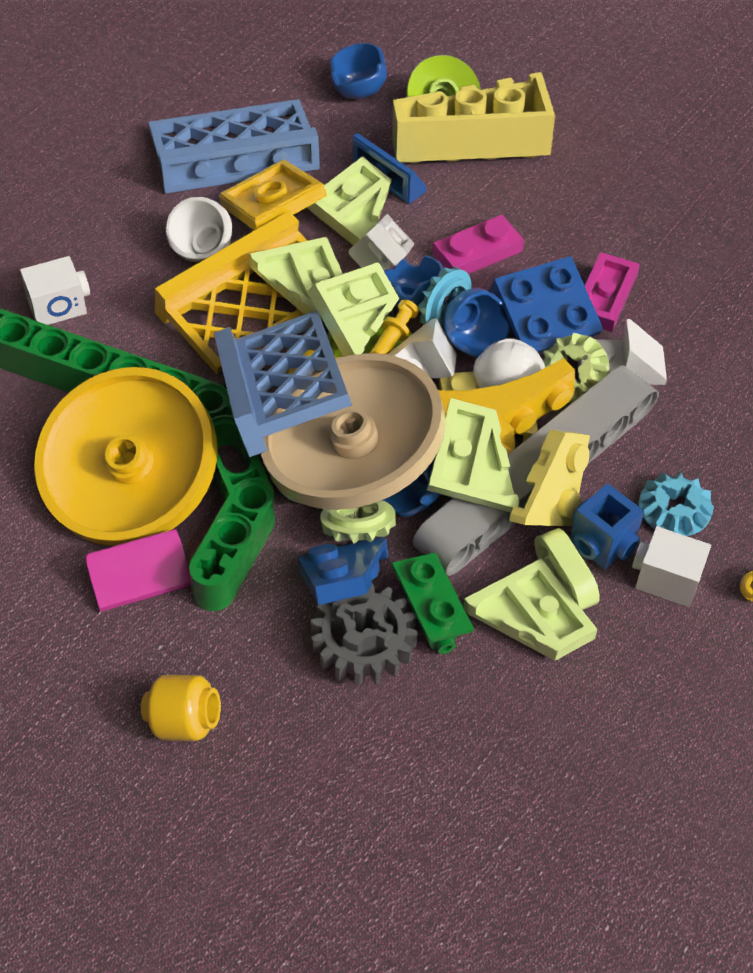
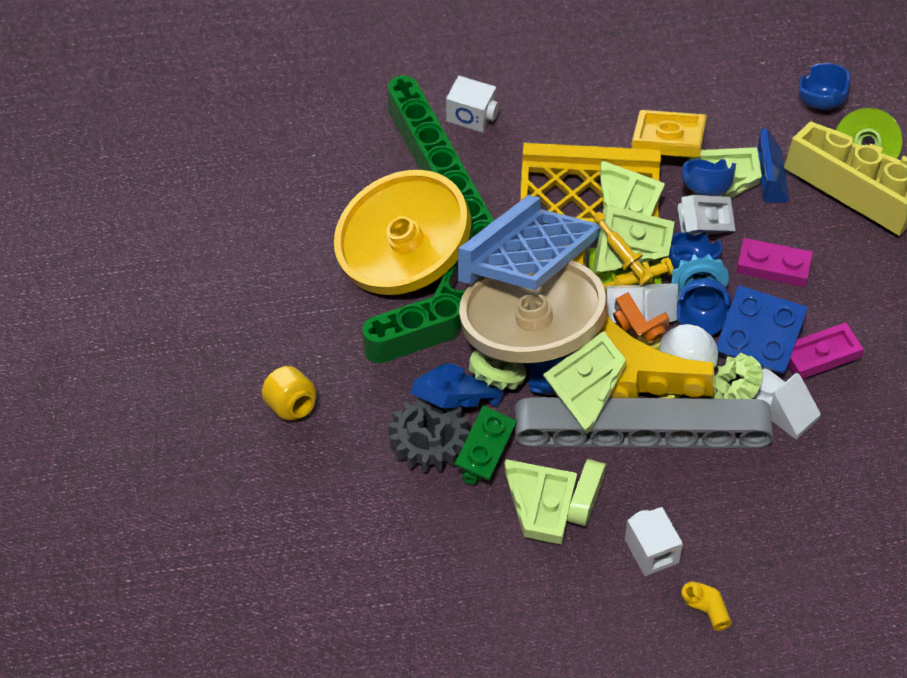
camera: 45 degrees right, 0 degrees up
(138, 570) = (345, 302): dark pink slope -> none
(198, 228) = (596, 123): white piece -> none
(229, 160) = (687, 95): medium blue fence -> none
(359, 206) = (708, 178): none -> blue hair
(377, 321) = (624, 251): none -> yellow piece
(448, 373) = (630, 318): none -> orange bracket
(555, 481) = (627, 433): light yellow wing -> none
(606, 527) = (634, 484): blue brick -> none
(682, 519) = (693, 519): medium azure gear -> none

